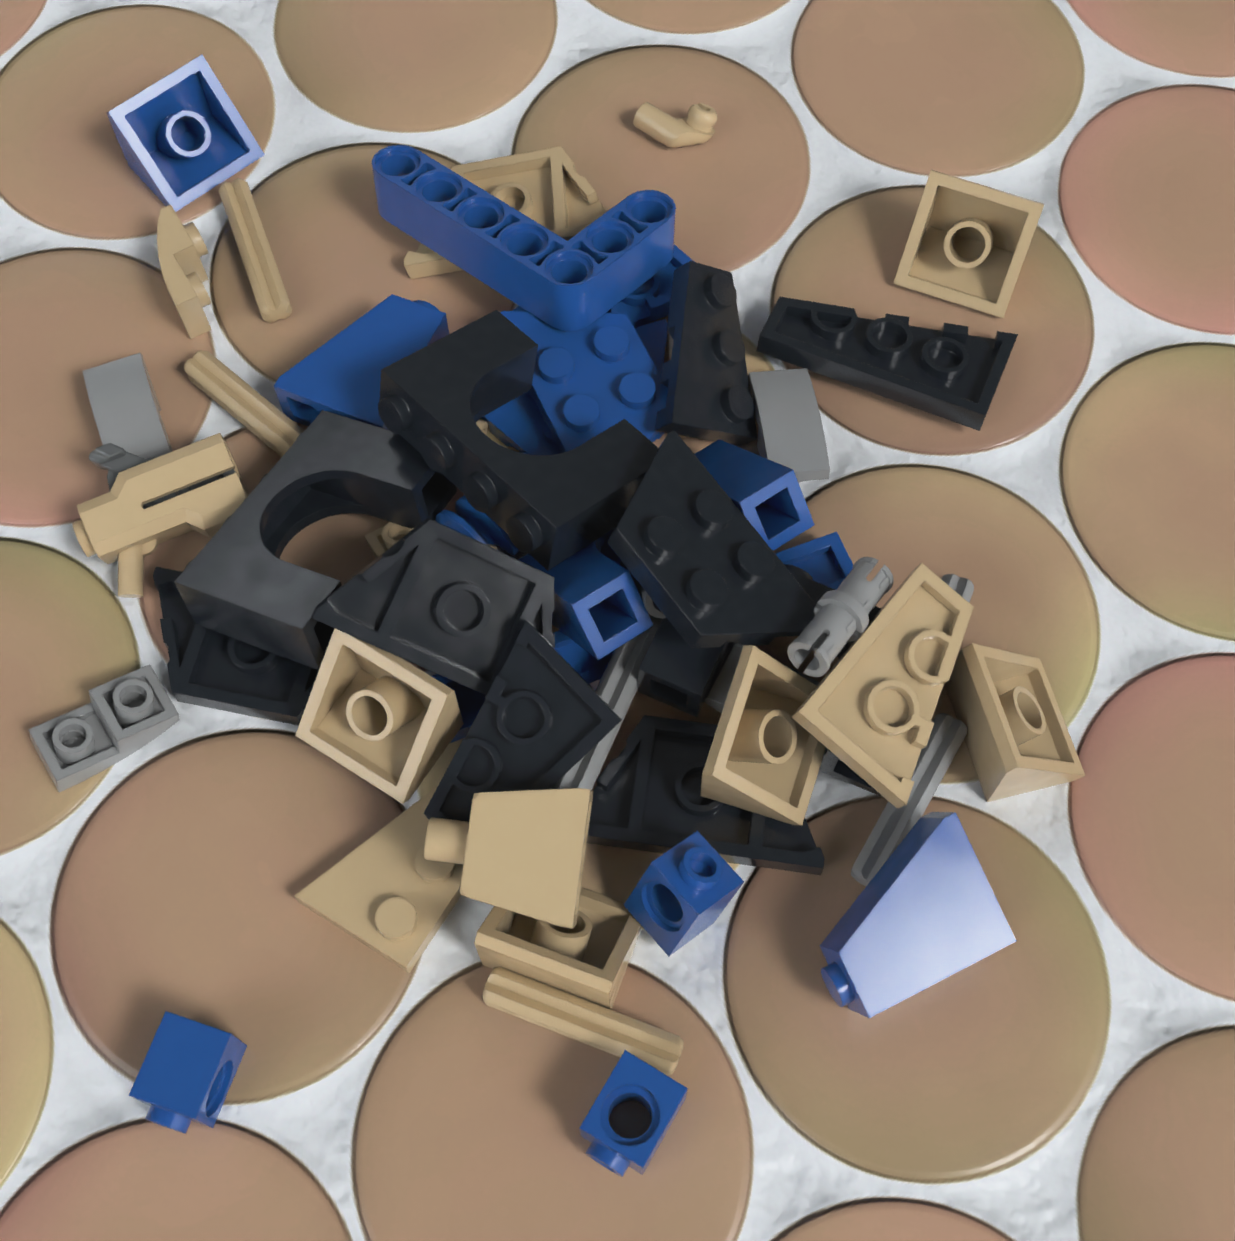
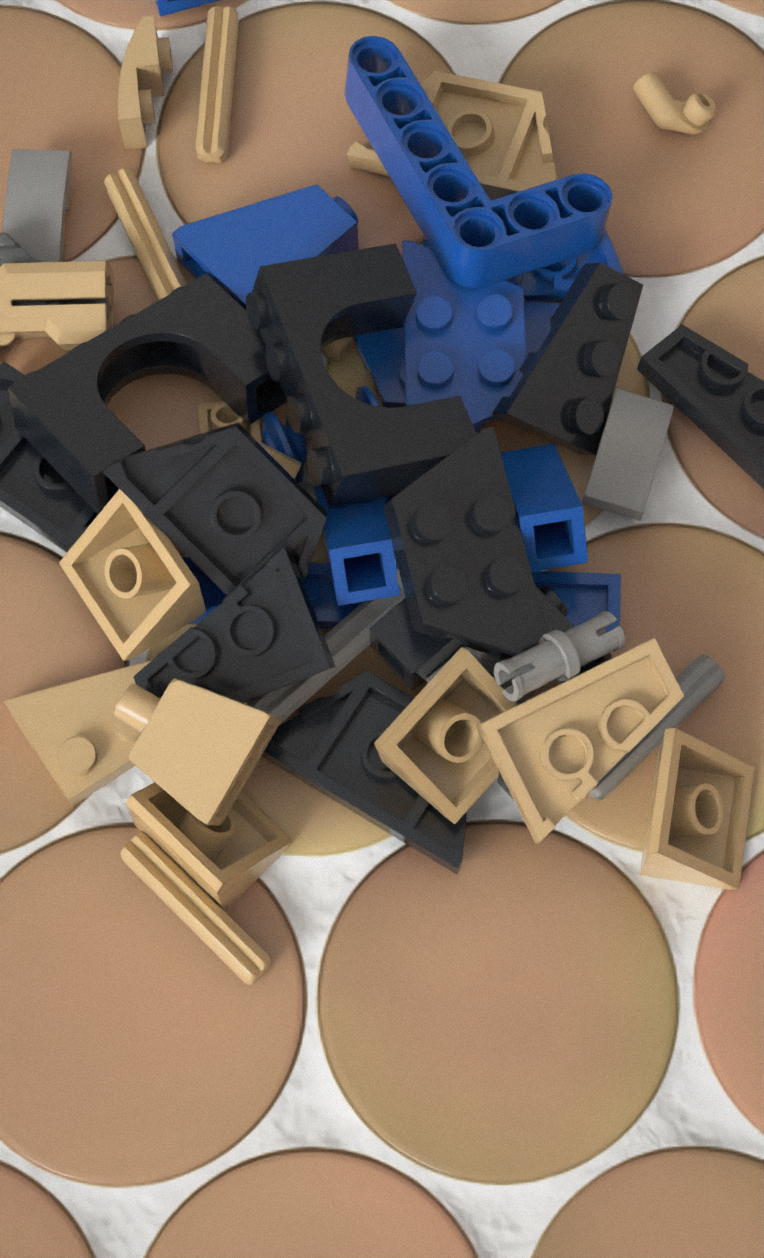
camera: 25 degrees right, 5 degrees up
(640, 1083) = (203, 972): blue brick -> none
(683, 893) = (324, 837): blue brick -> none
(896, 823) = (567, 843): light grey axle -> none
(915, 921) = (511, 947): slope -> none

